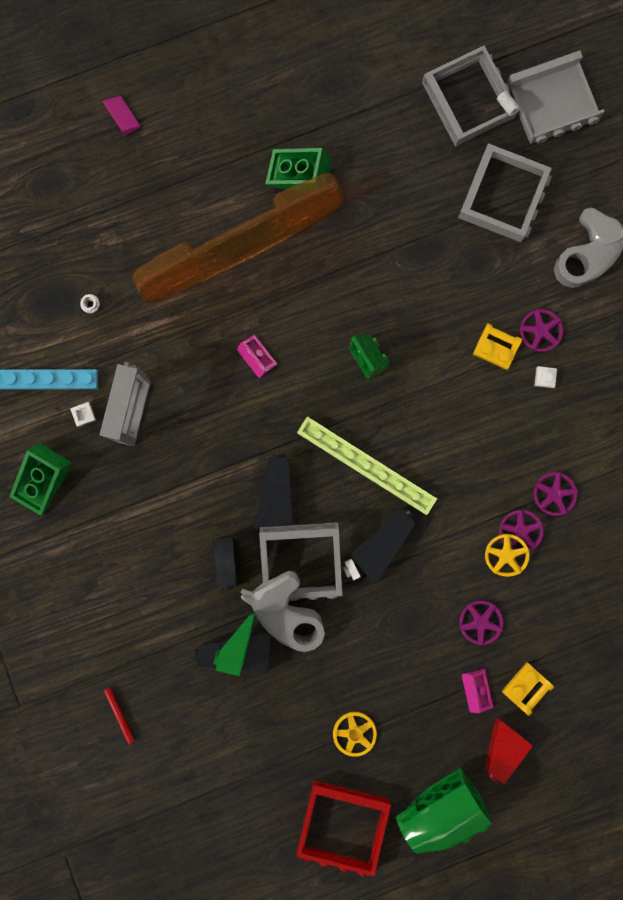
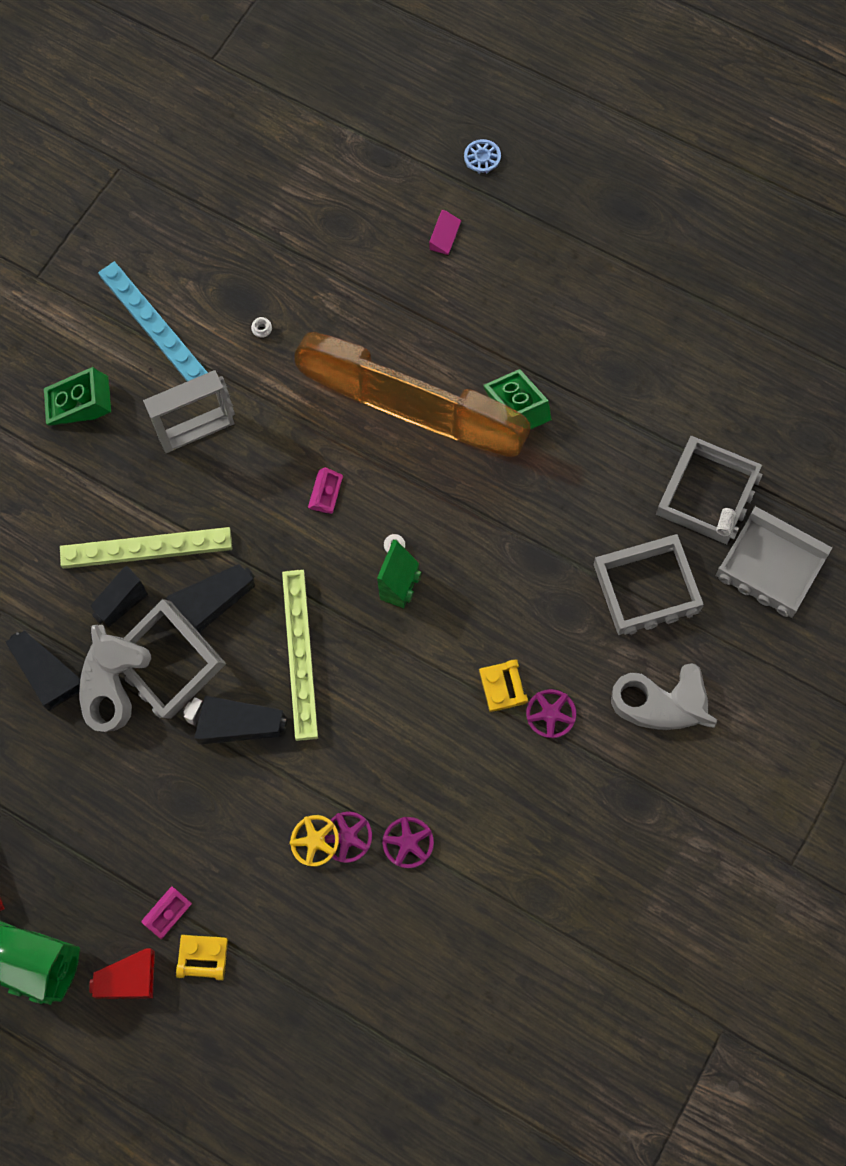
camera: 55 degrees right, 15 degrees down
(79, 38) = (482, 156): none -> light blue wheel
(83, 414) = (158, 387): white plate -> none
(198, 514) = (145, 547): none -> yellowish green plate
(233, 653) = (45, 655): green slope -> none
(337, 345) = (387, 543): none -> white plate
(354, 734) = (43, 830): yellow wheel -> none
(481, 622) = (233, 866): magenta wheel -> none
(545, 377) = (510, 750): white plate -> none

